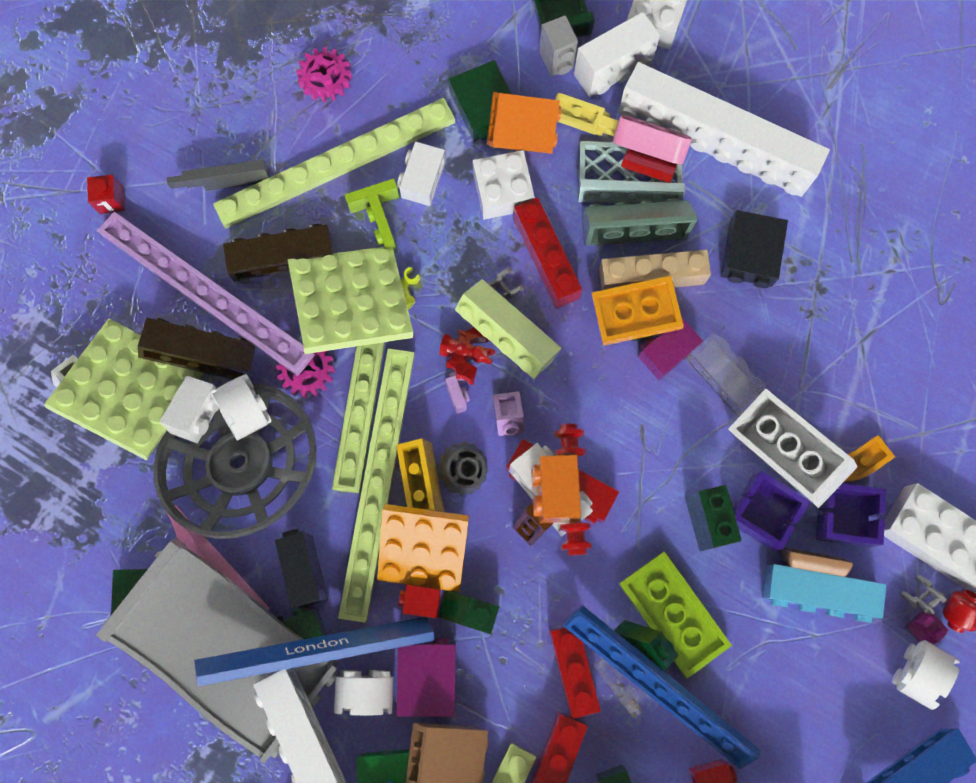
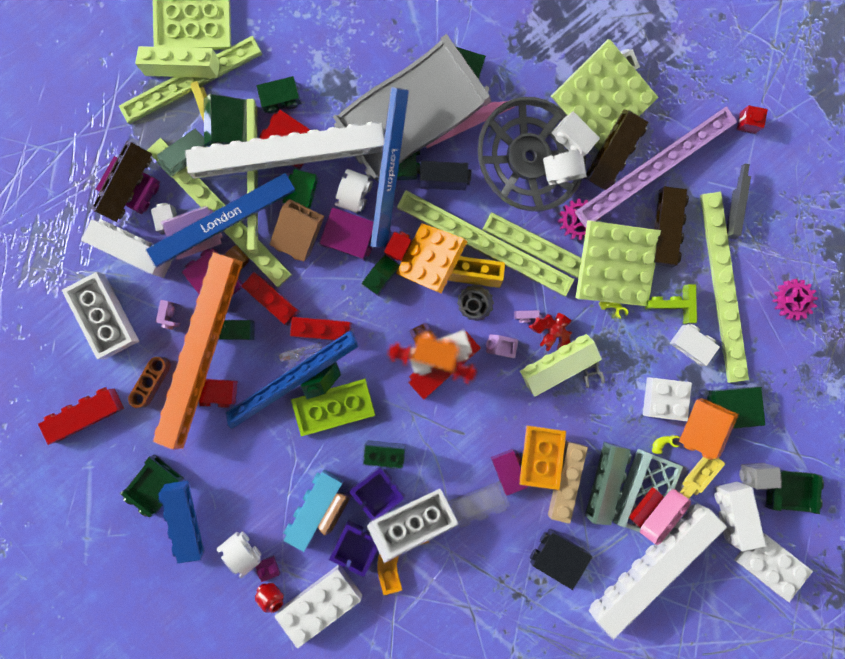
camera: 105 degrees right, 10 degrees up
(547, 253) = (606, 411): red brick -> none
(561, 177) = (659, 443): none -> neon yellow arm
(915, 601) = (285, 570): light grey piece -> none

